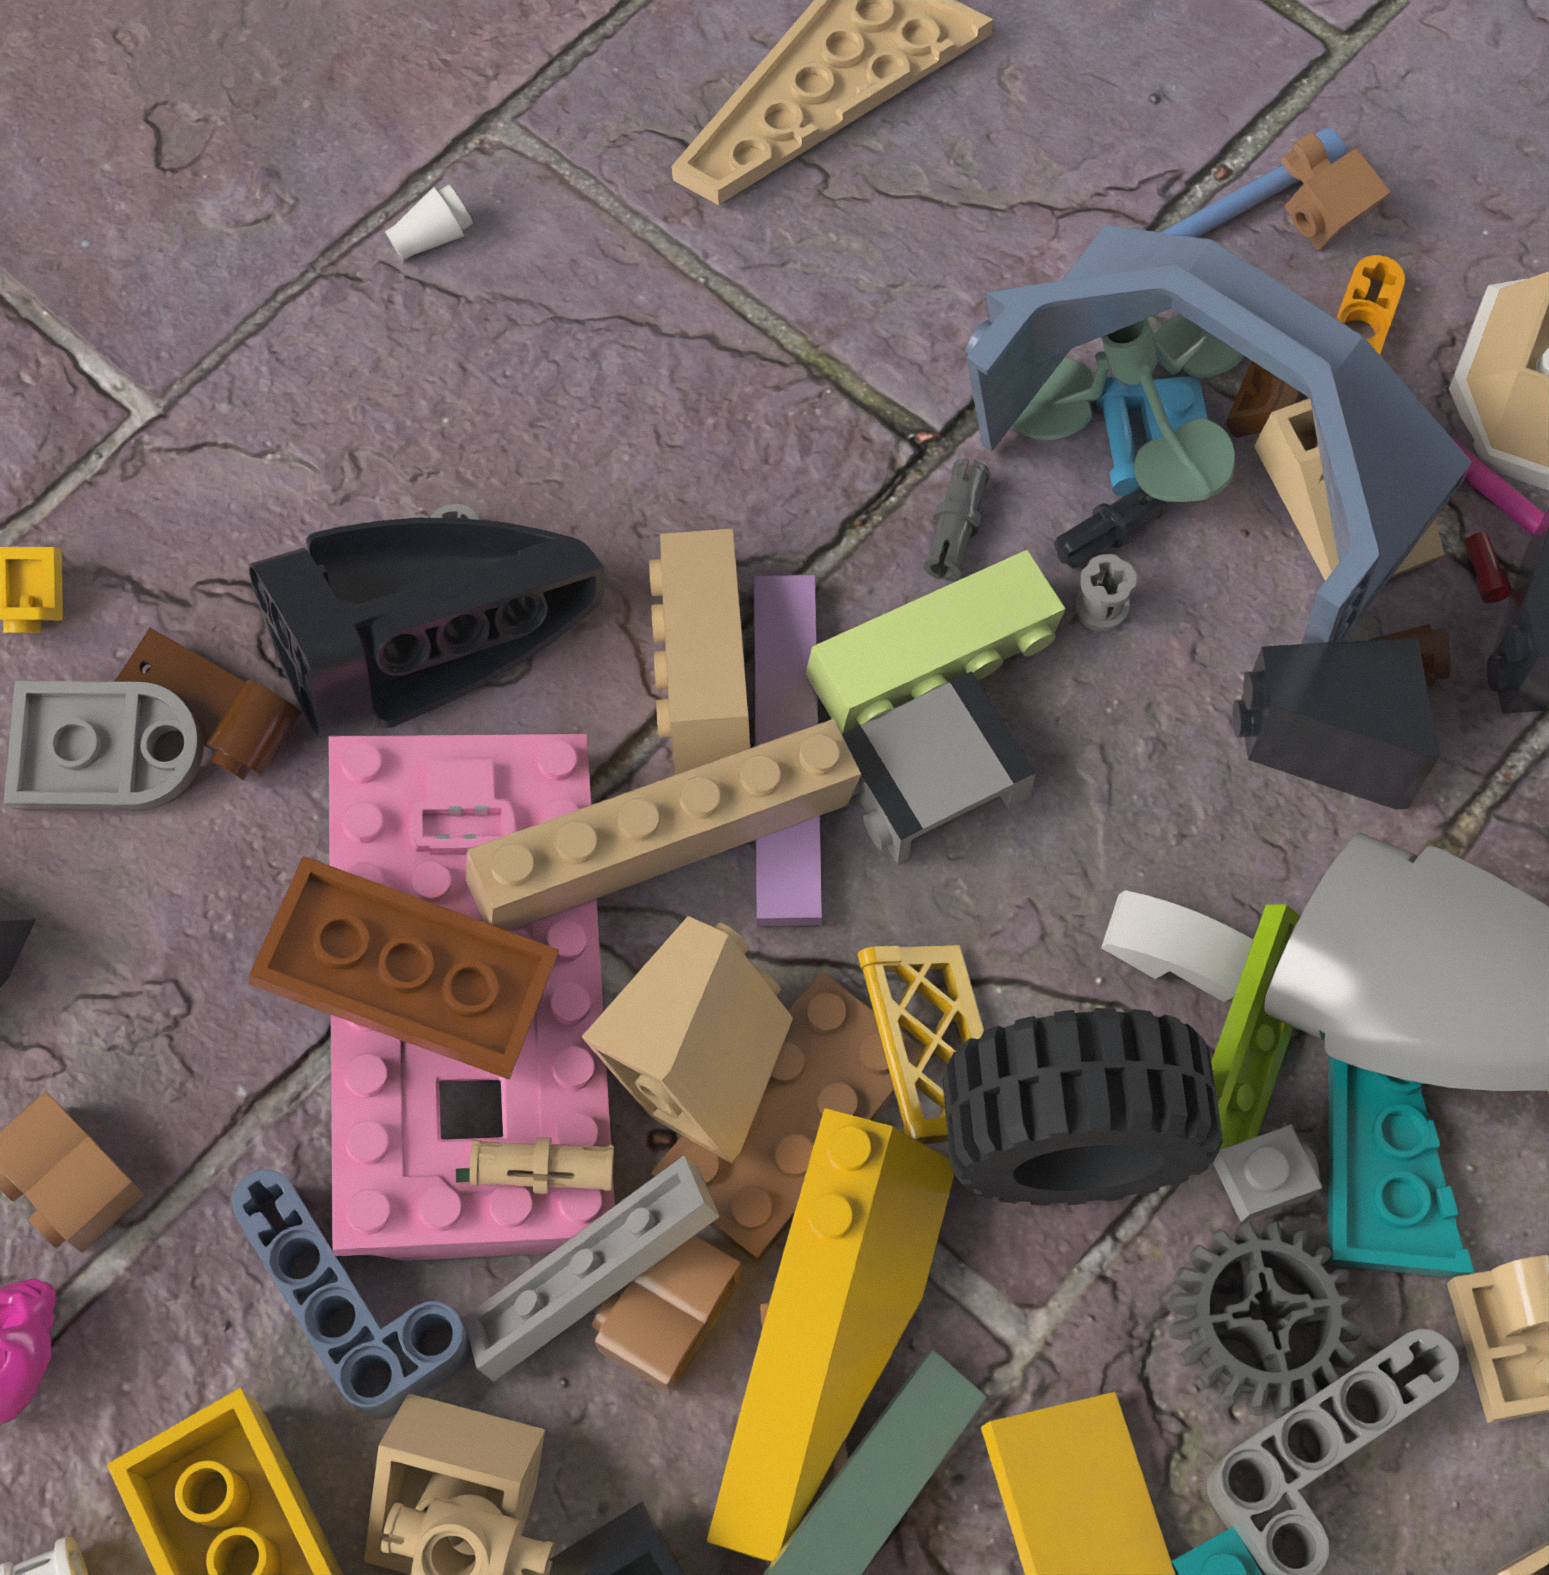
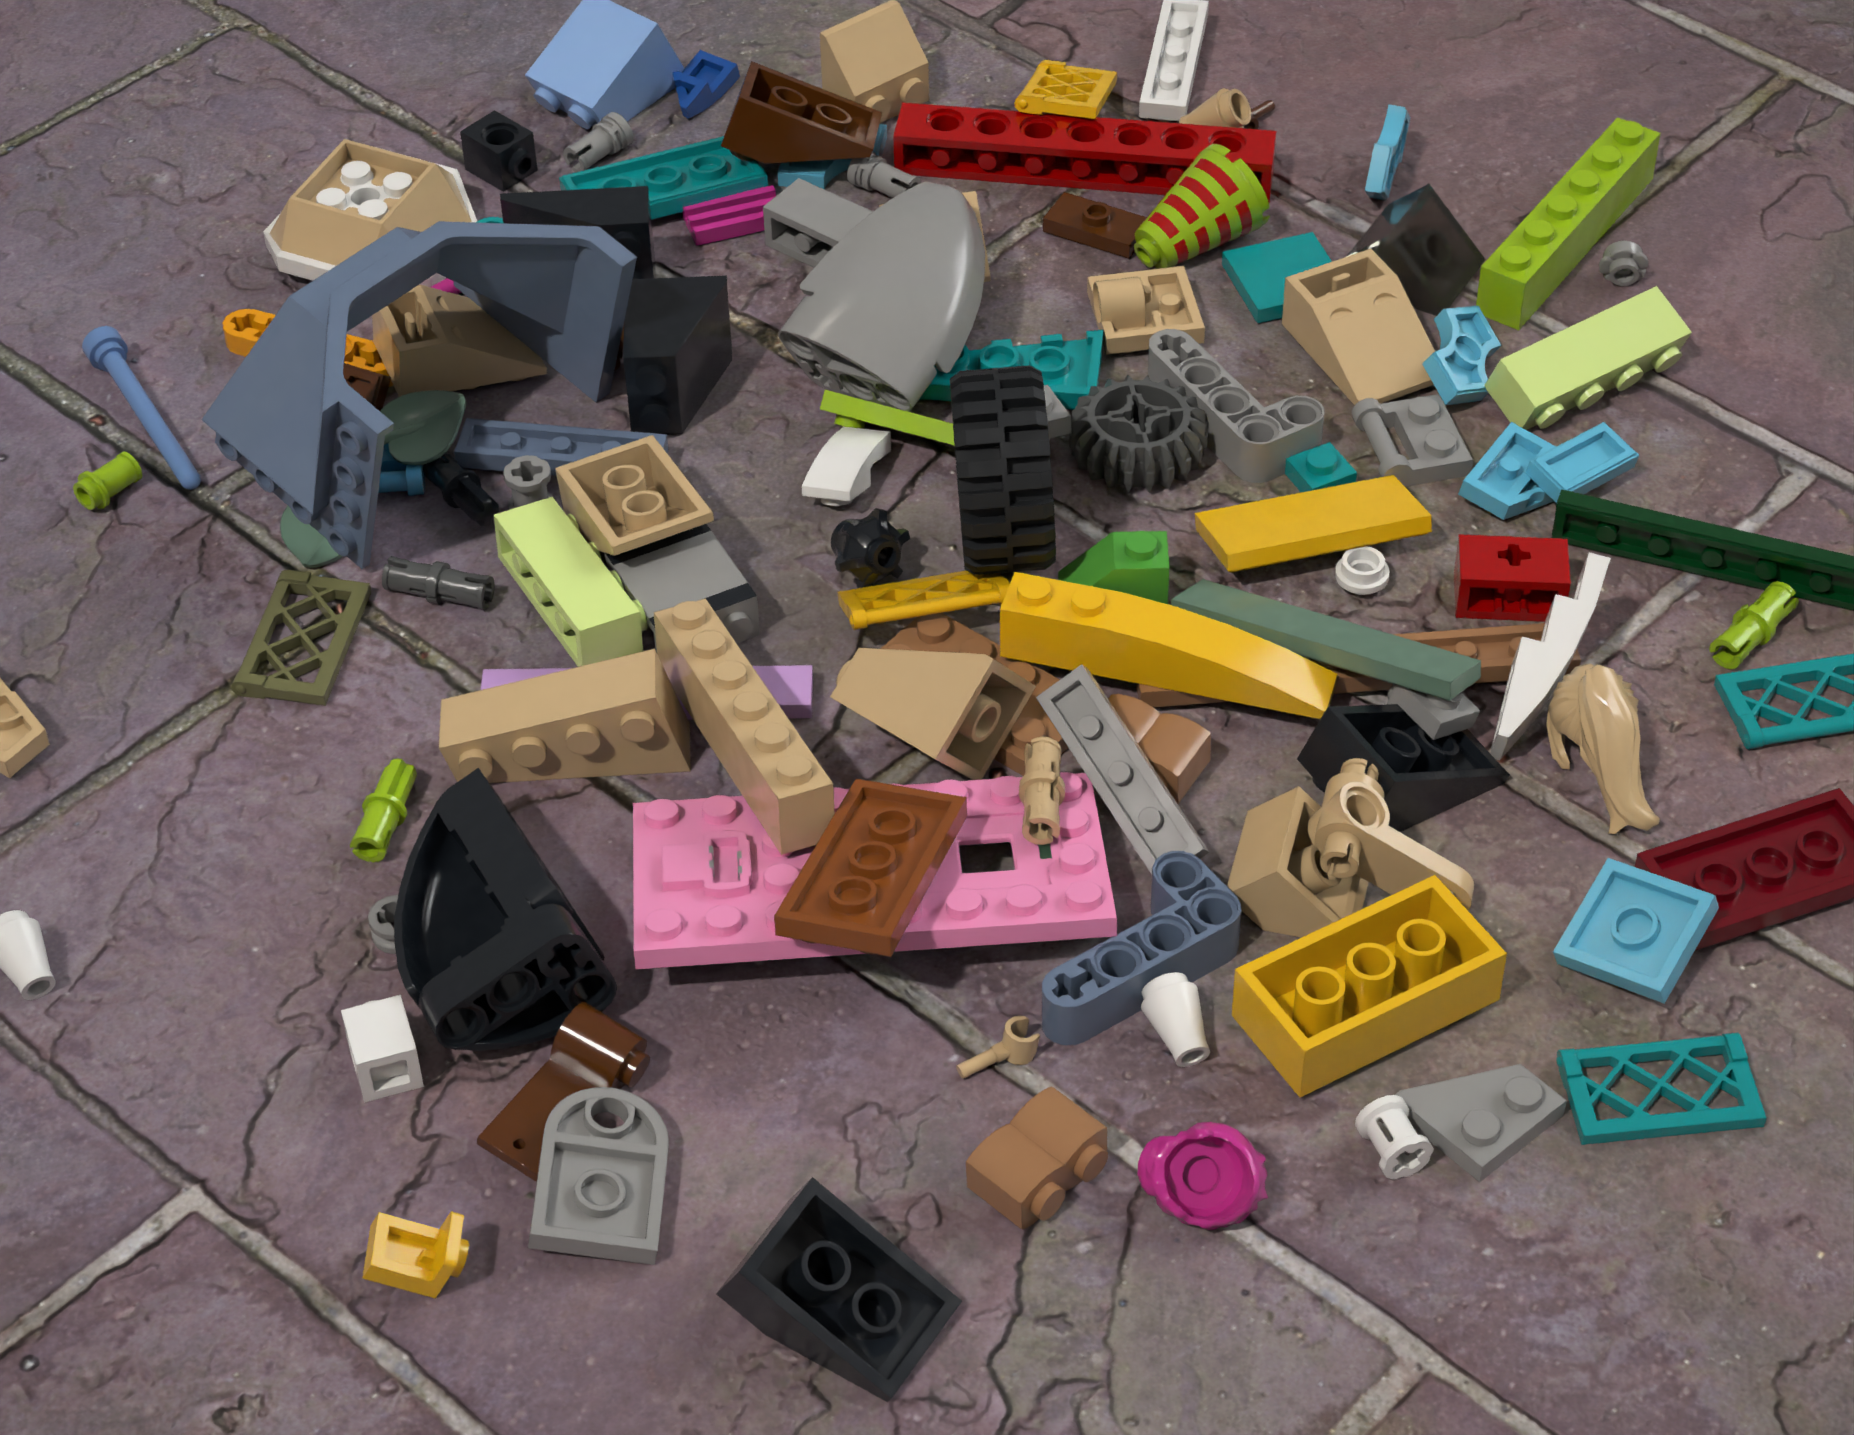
camera: 90 degrees left, 20 degrees down
(230, 1135) = (1012, 1048): none -> tan hand
(248, 1333) = (1176, 1015): none -> white cone
(275, 523) = (382, 1048): none -> white brick
(609, 504) = (383, 811): none -> lime axle
(898, 441) = (283, 684): none -> olive window
(977, 1283) = (1125, 563): none -> bright green slope
(1012, 970) = (868, 547): none -> black rock
(1048, 693) = (630, 497): none -> tan slope
(1104, 189) = (97, 487): none -> lime pin
(1183, 625) = (496, 443): none -> sand blue plate
(1332, 194) = (157, 336): medium nougat brick -> none

